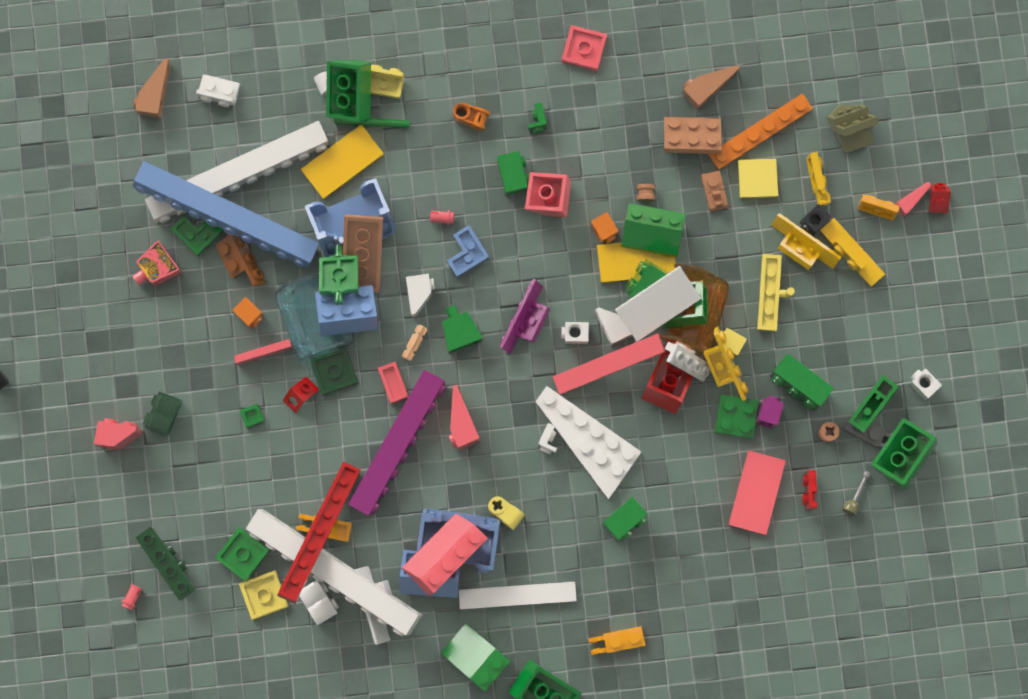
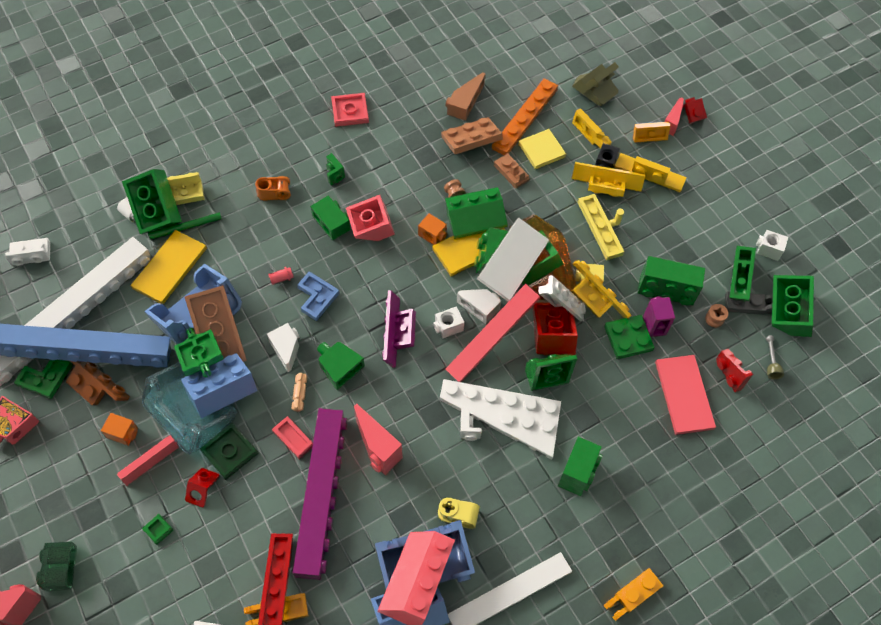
camera: 25 degrees left, 20 degrees down
(643, 420) = (550, 371): none -> green slope

